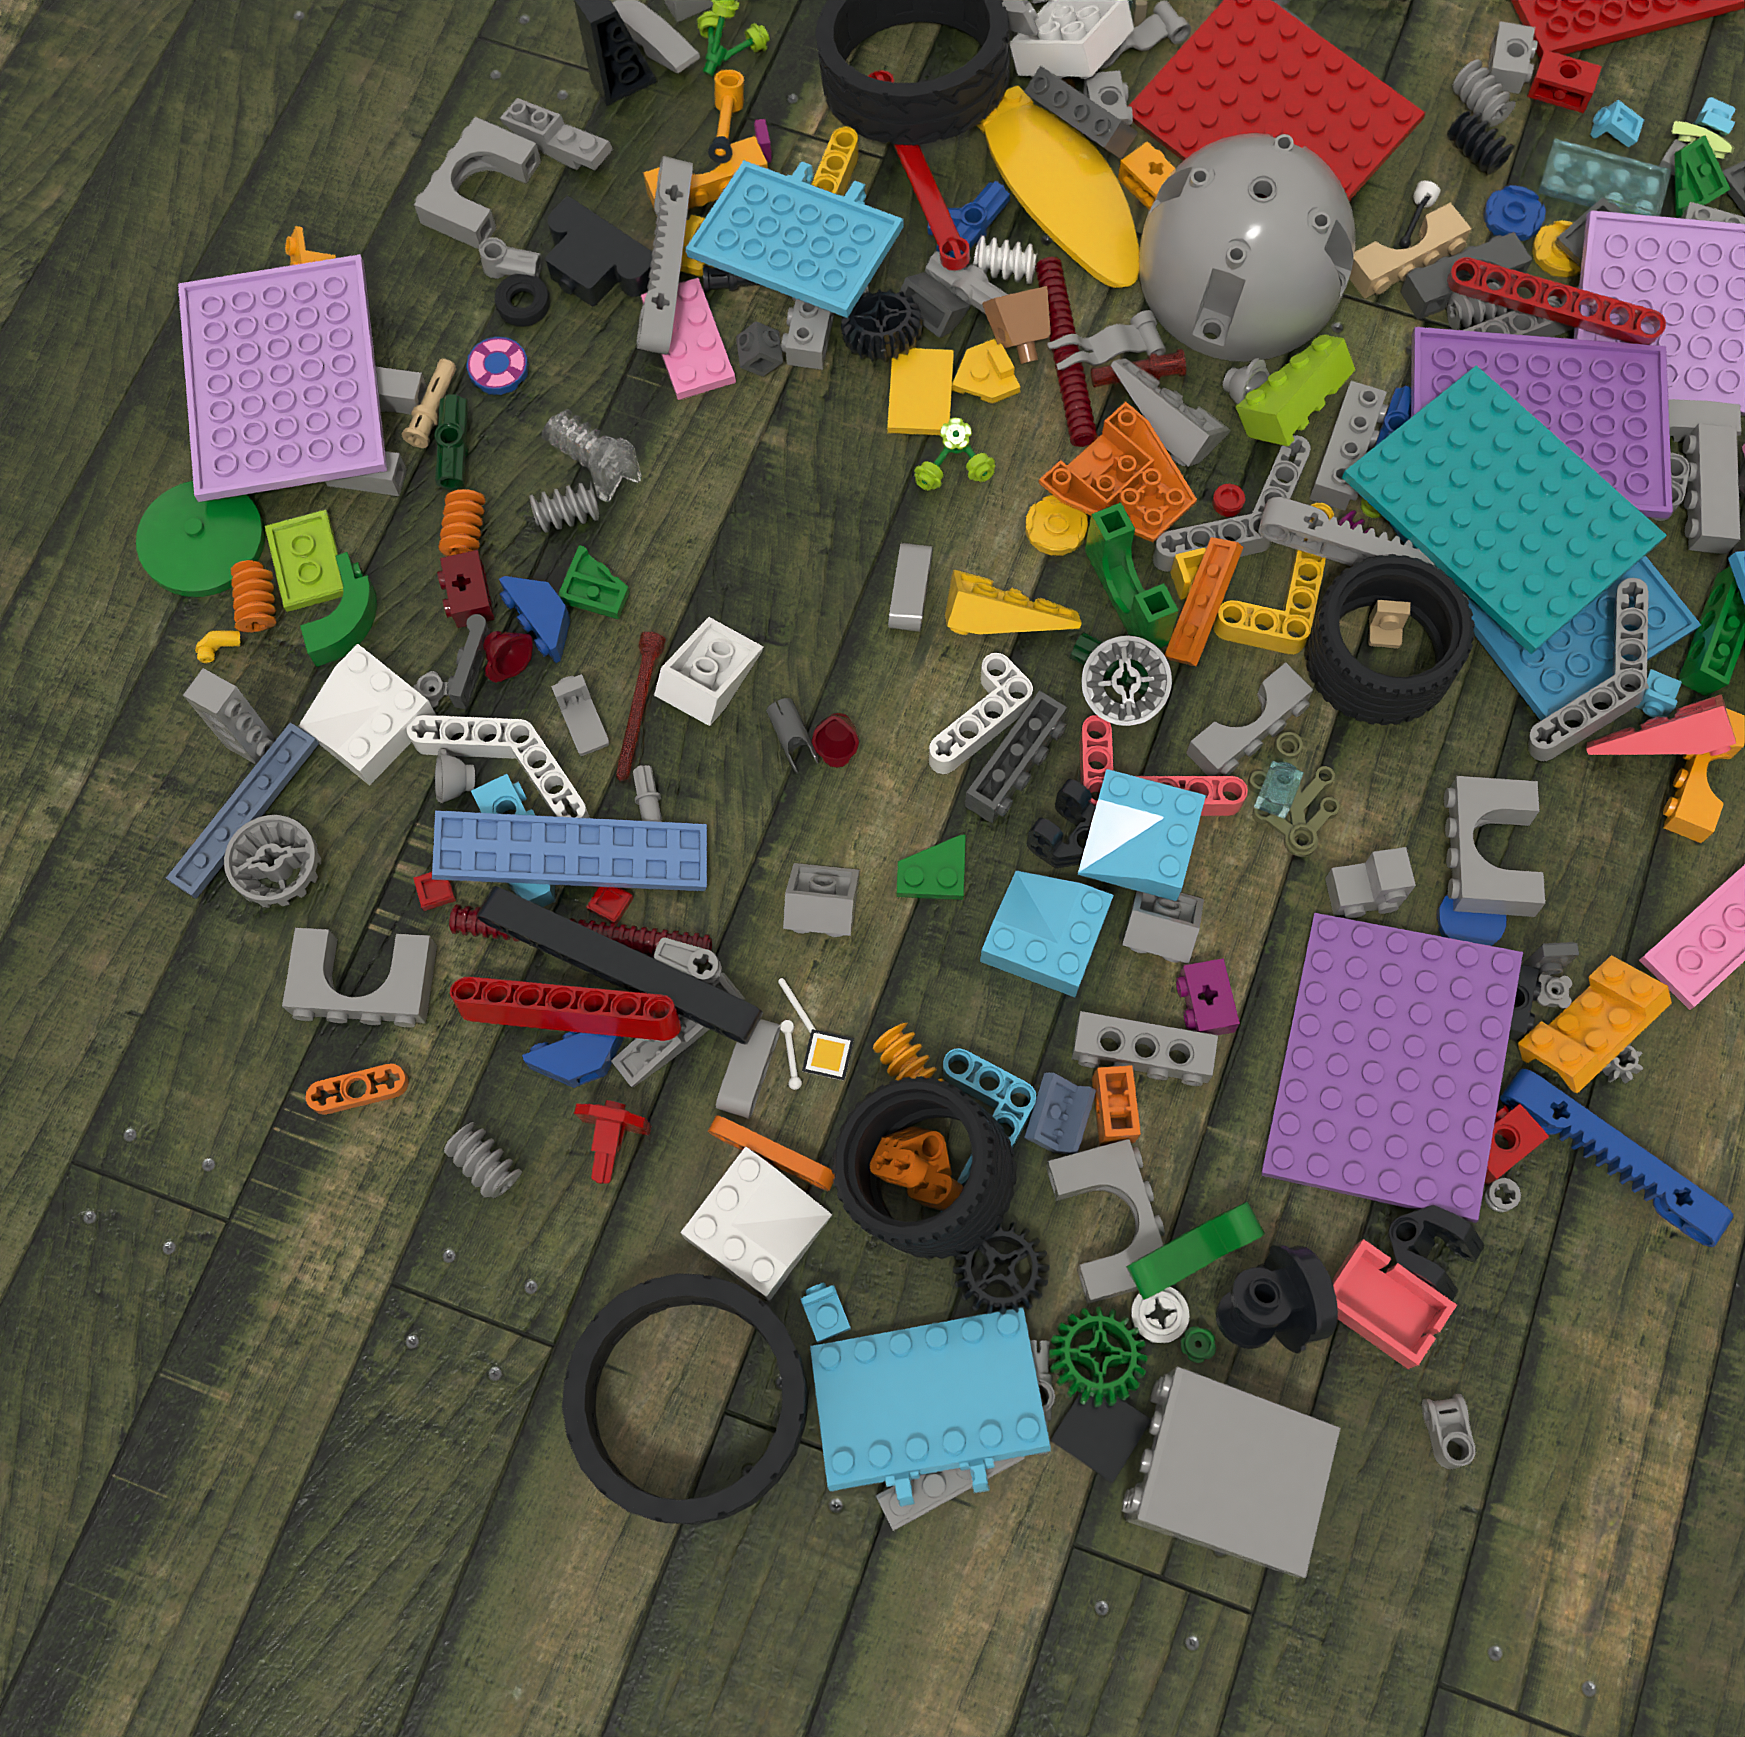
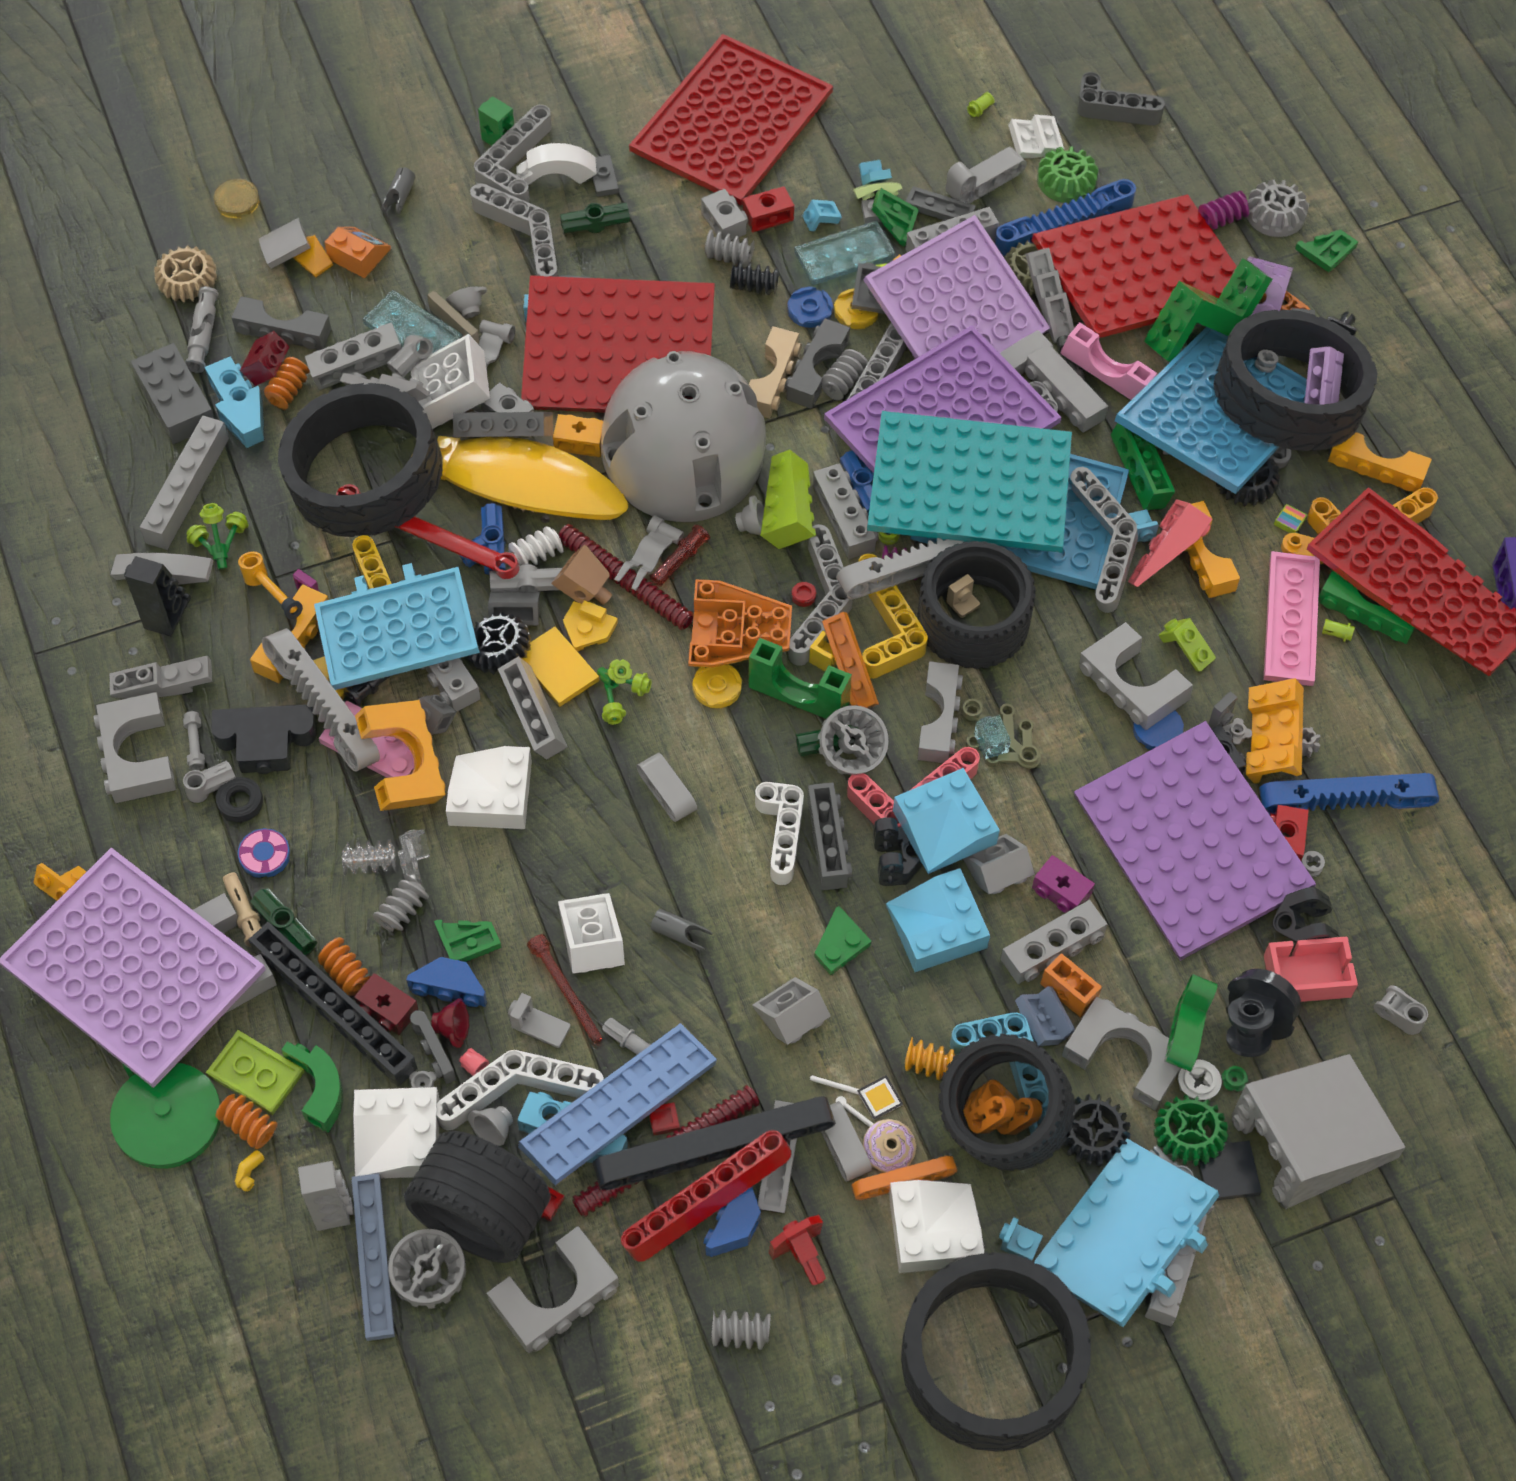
camera: 45 degrees left, 10 degrees down
(334, 1103) = (635, 1346): orange beam -> none
(349, 831) = (478, 1196): none -> black tyre
(418, 552) = (333, 1004): none -> black brick
(491, 704) = (473, 1062): none -> coral hose
(547, 197) = (192, 722): none -> light grey bar
(686, 959) = (752, 1103): light grey piece -> none
(718, 334) = (407, 724): none -> light orange arch
(746, 460) = (490, 788): none -> white slope
(808, 1111) = (880, 1154): none -> dish
(836, 739) = (711, 910): dark red piece -> none
(854, 411) = (532, 708): none -> light grey brick
(983, 609) = (726, 766): yellow wedge -> none
(1182, 429) = (741, 570): light grey wedge -> none
(1374, 885) = (1092, 749): light grey brick -> none
(1424, 196) = (750, 333): hinge -> none
(1570, 296) = (898, 335): red beam -> none
(1591, 857) = (1190, 642): none -> lime bracket

